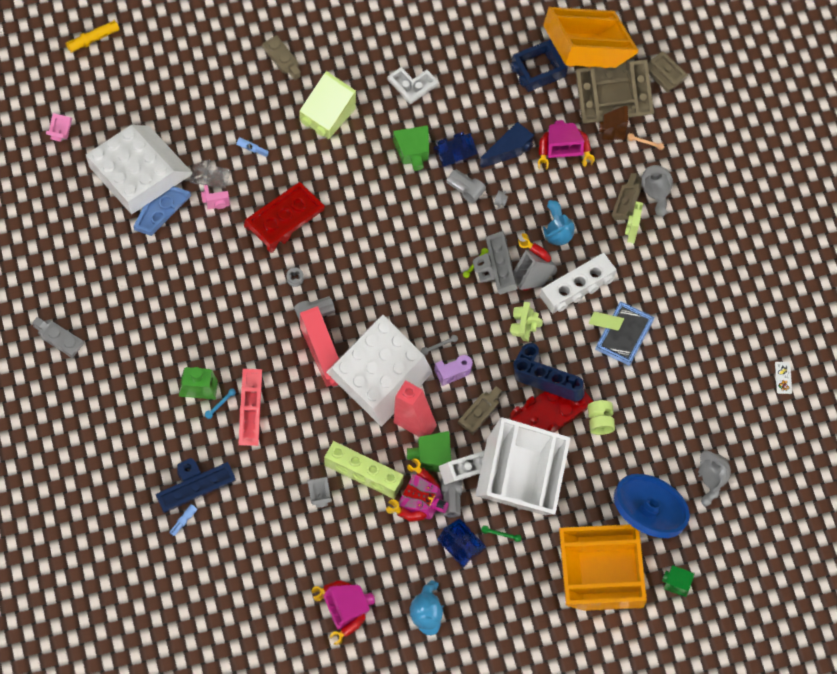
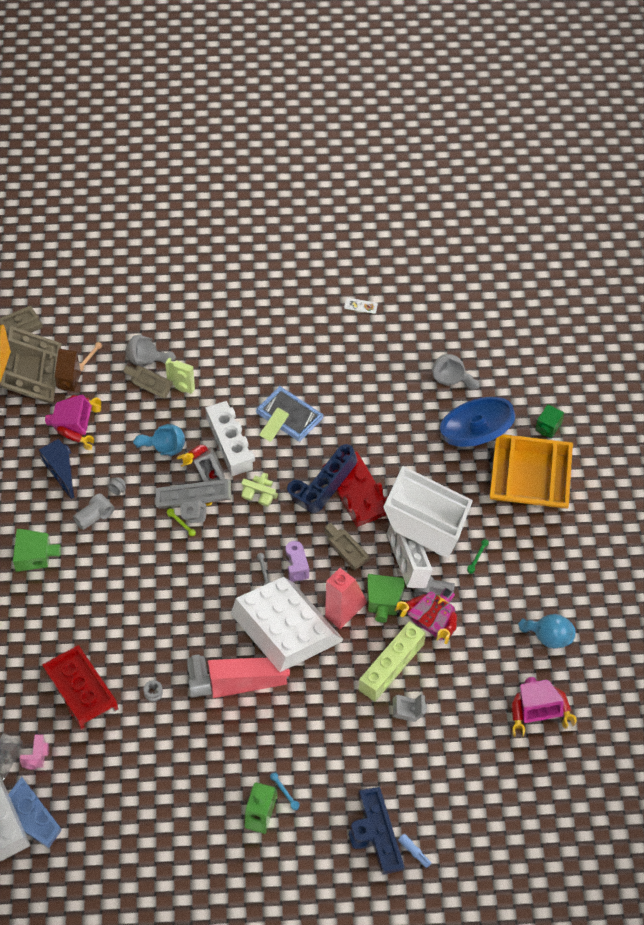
camera: 75 degrees left, 10 degrees down
(250, 407) = (297, 760): coral slope -> none
(455, 149) = (47, 512): clear blue bracket -> none
(460, 542) = (484, 590): clear blue bracket -> none
(601, 417) = (376, 446): yellowish green wheel -> none

